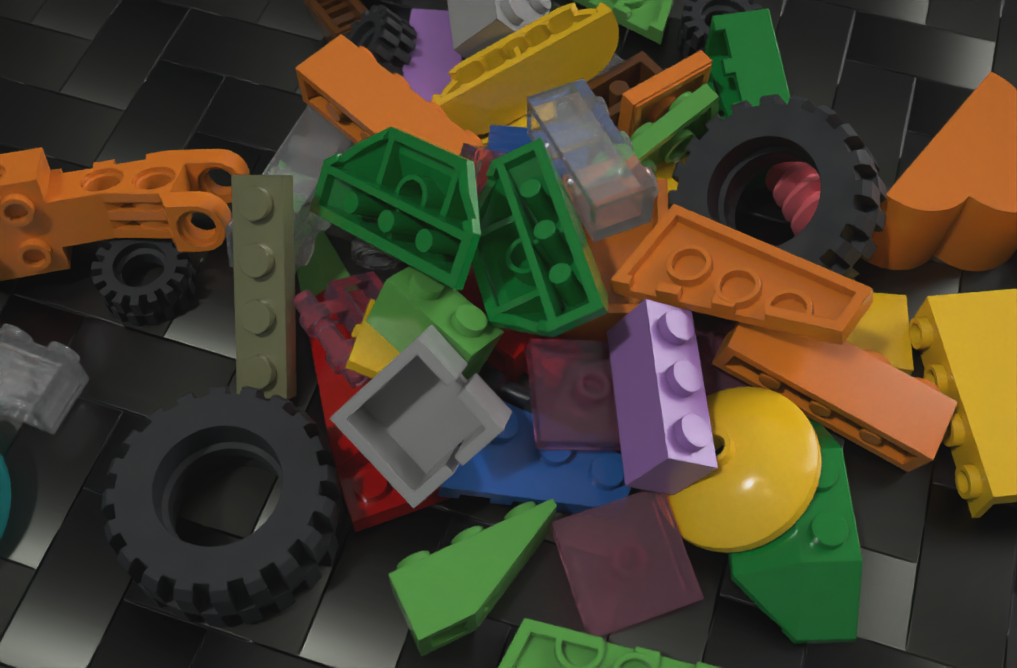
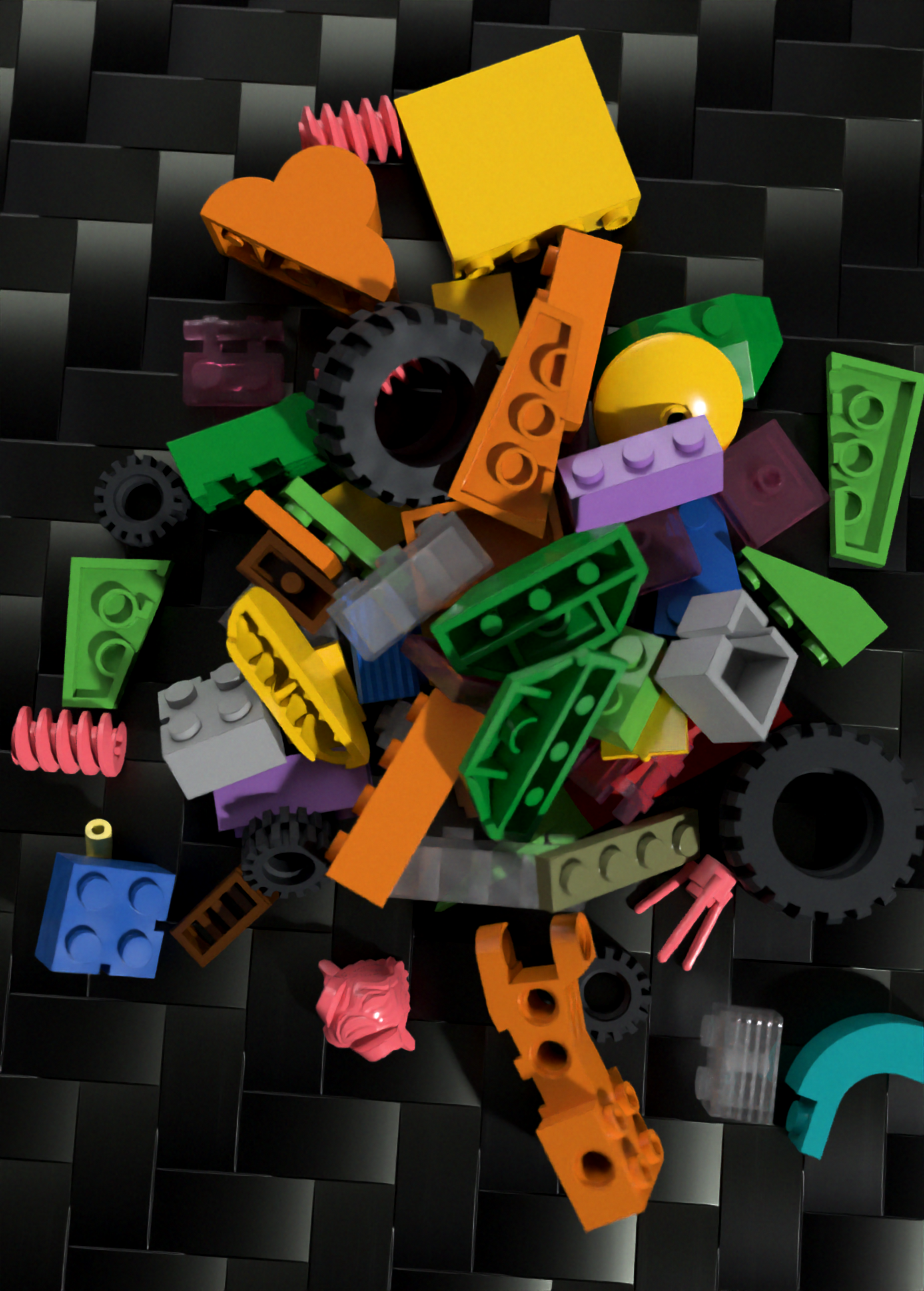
camera: 100 degrees left, 25 degrees up
(199, 378) = (710, 887): none -> coral plant
(218, 88) = (366, 1006): none -> coral hair
(841, 97) = (233, 378): none -> clear pink plate

